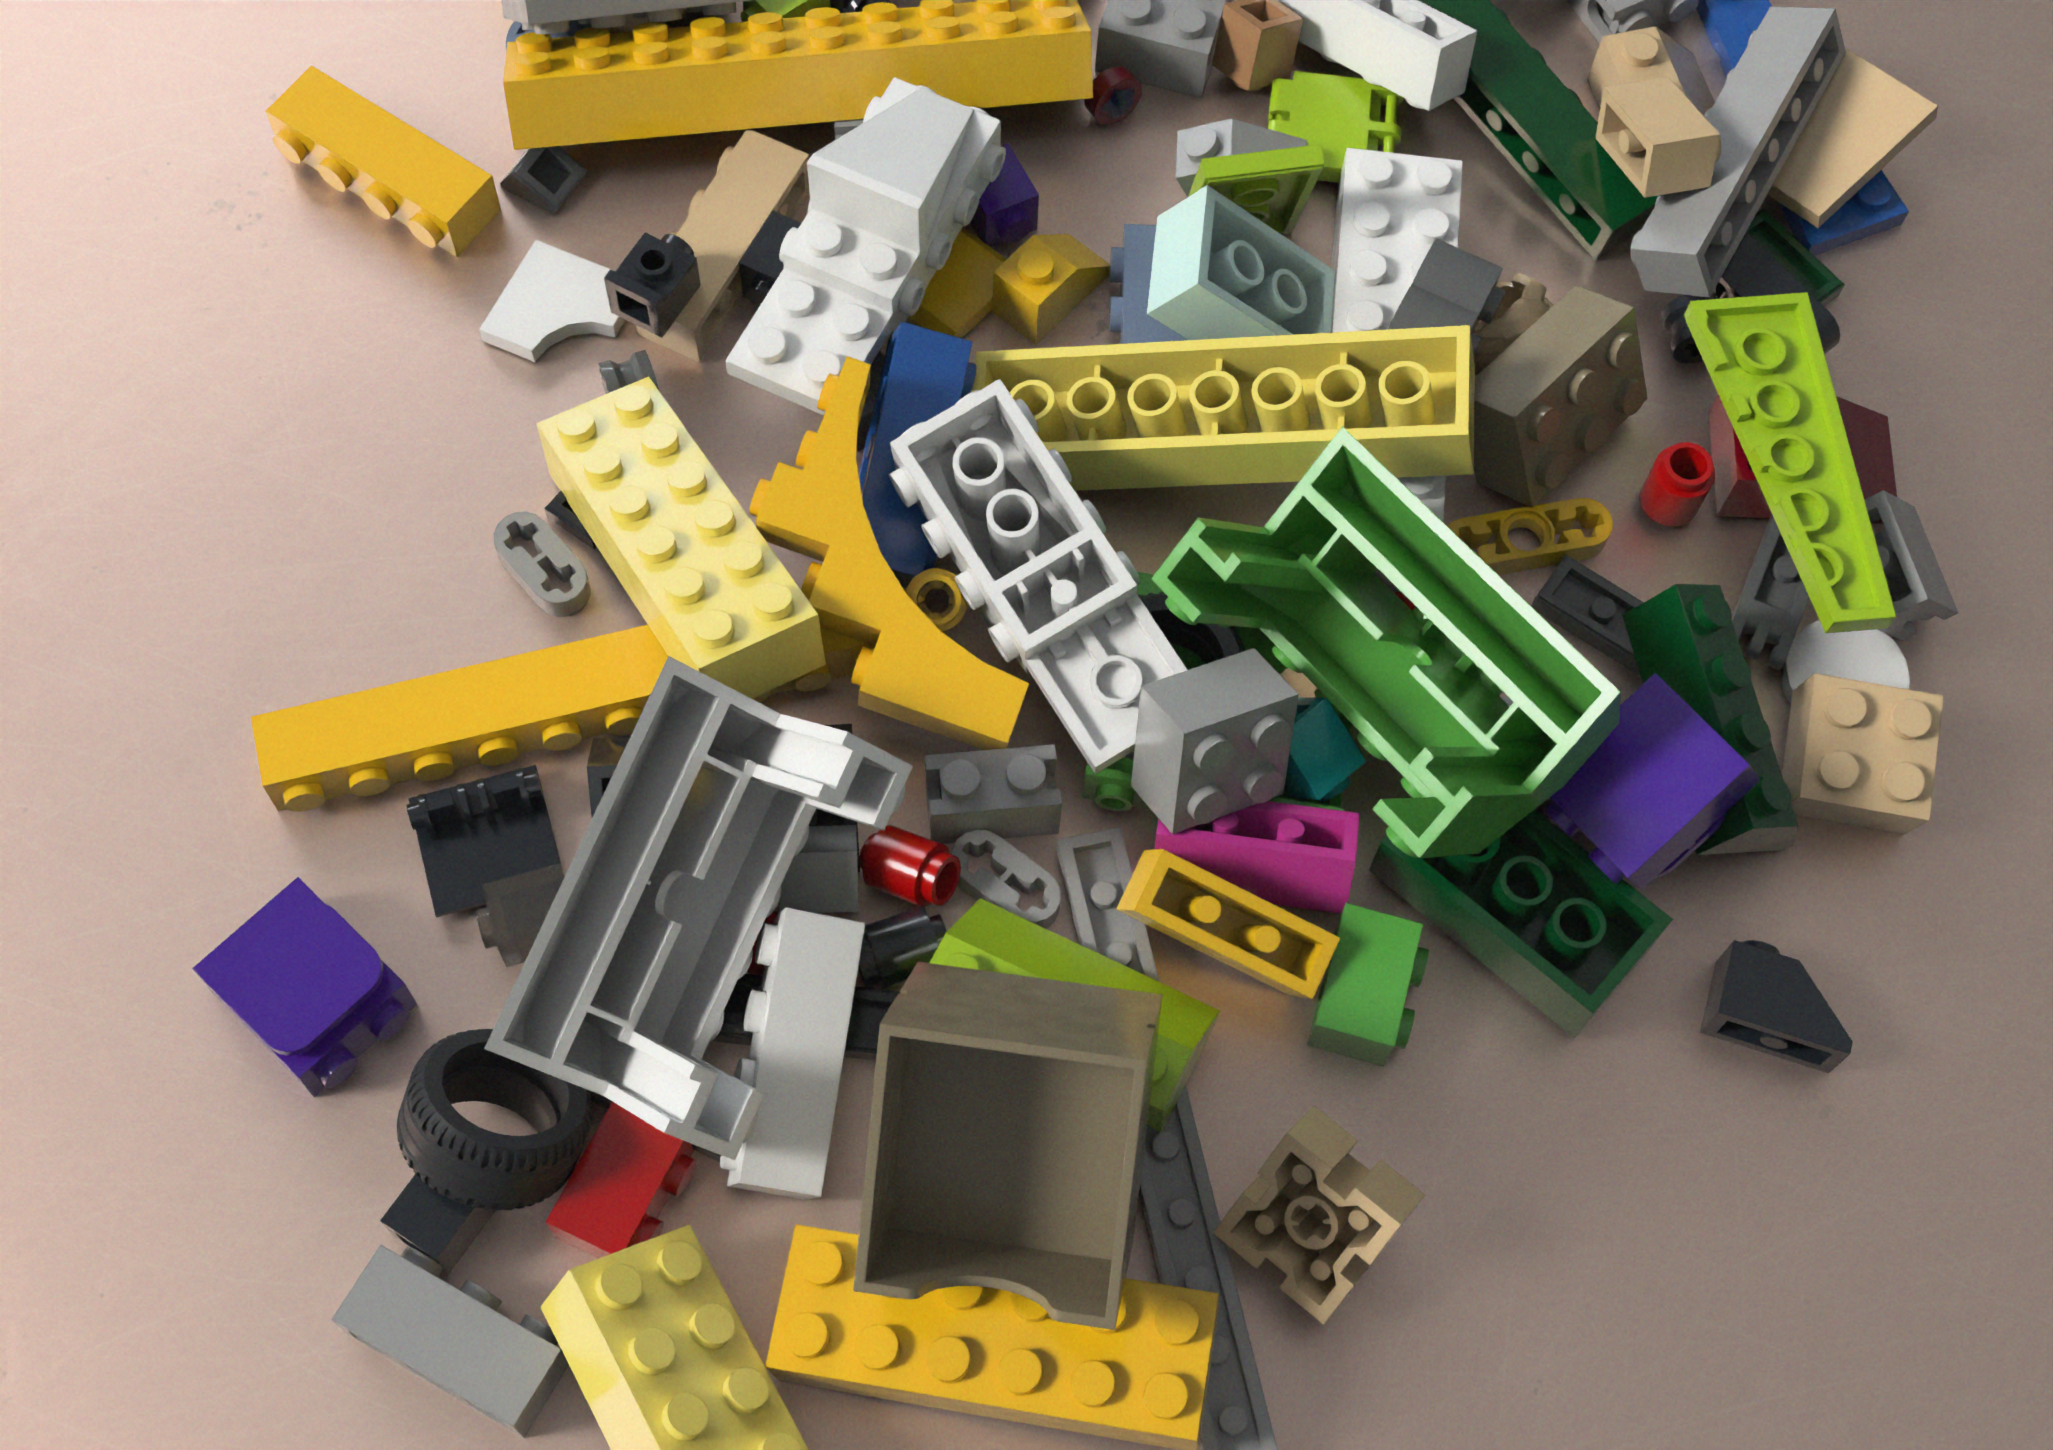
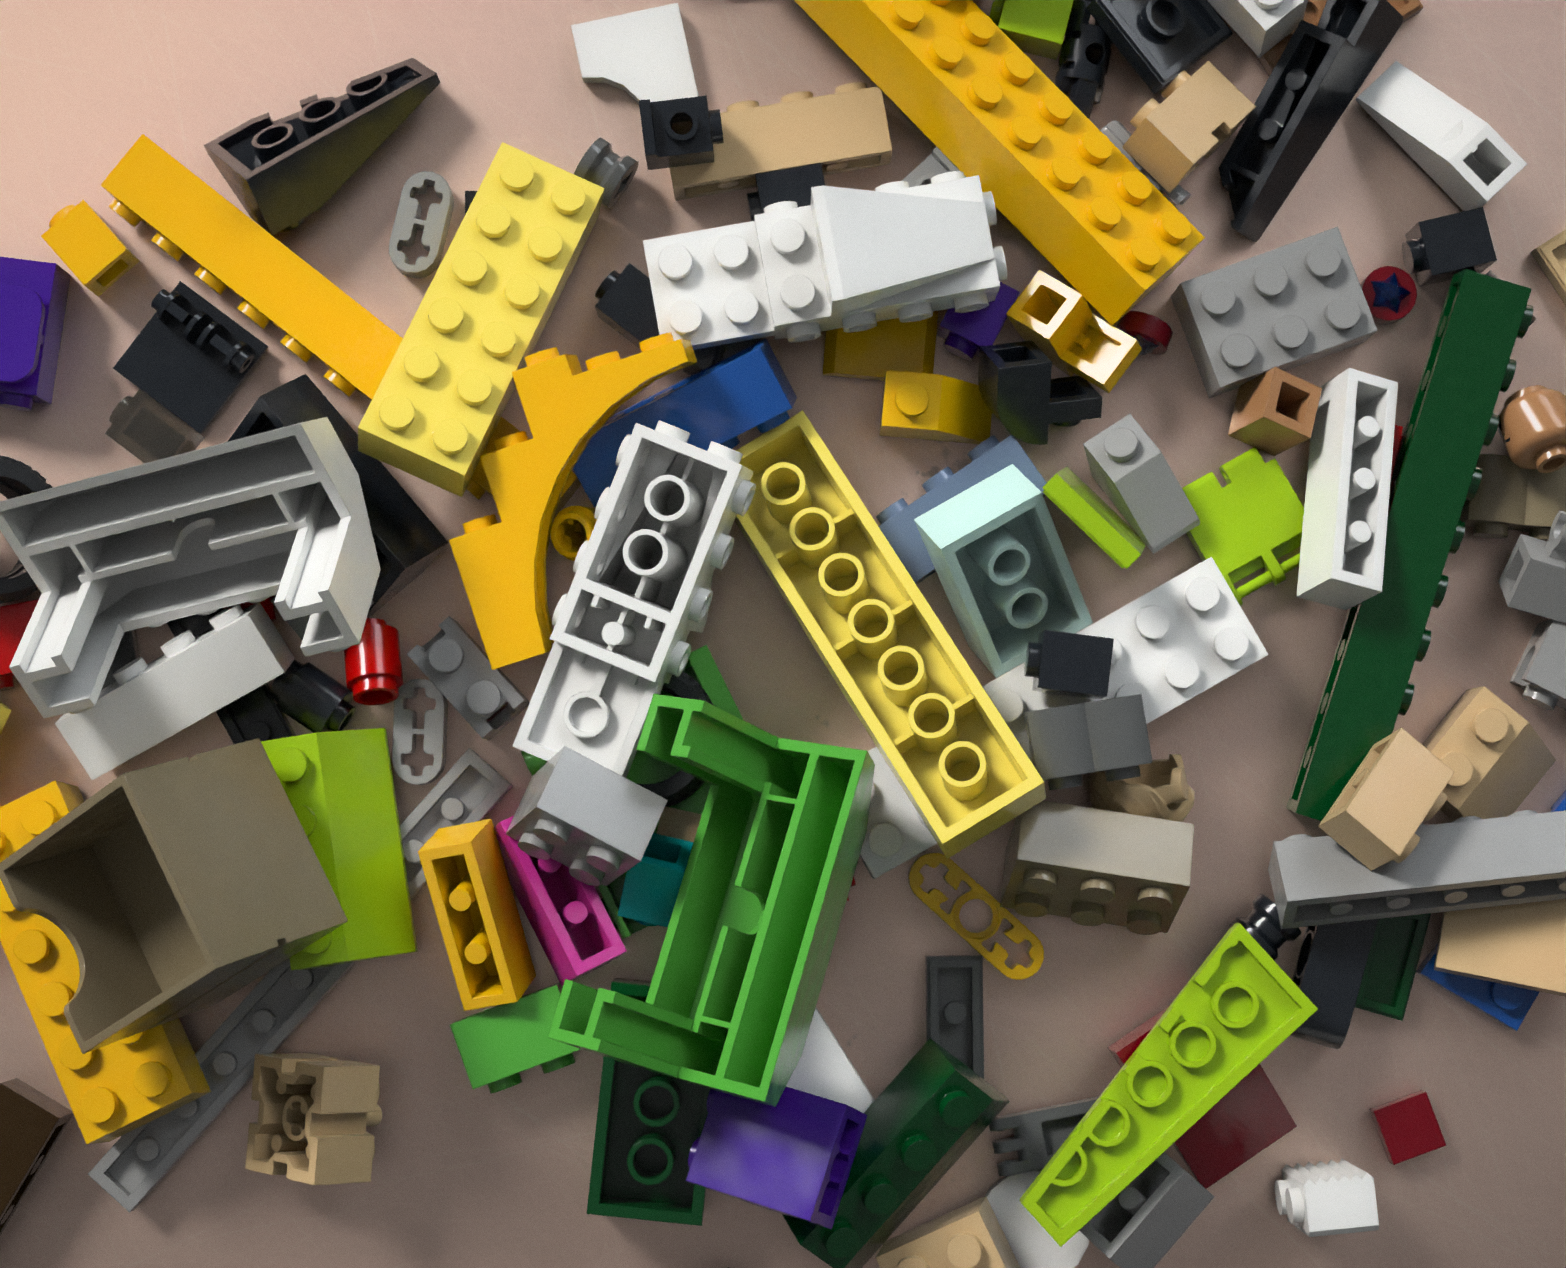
camera: 55 degrees right, 20 degrees up
(306, 844) = (89, 247): none -> yellow brick
(398, 594) = (301, 160): none -> black wedge
(763, 434) = (628, 304): none -> black brick
(1068, 145) = (1070, 333): none -> yellow brick
(1095, 197) = (1025, 399): none -> black brick
(1367, 280) = (1070, 664): none -> black brick
(1677, 484) = (1111, 1015): red brick -> none
(1941, 341) = (1407, 1127): none -> dark red tile
(1974, 414) = (1327, 1198): none -> white brick

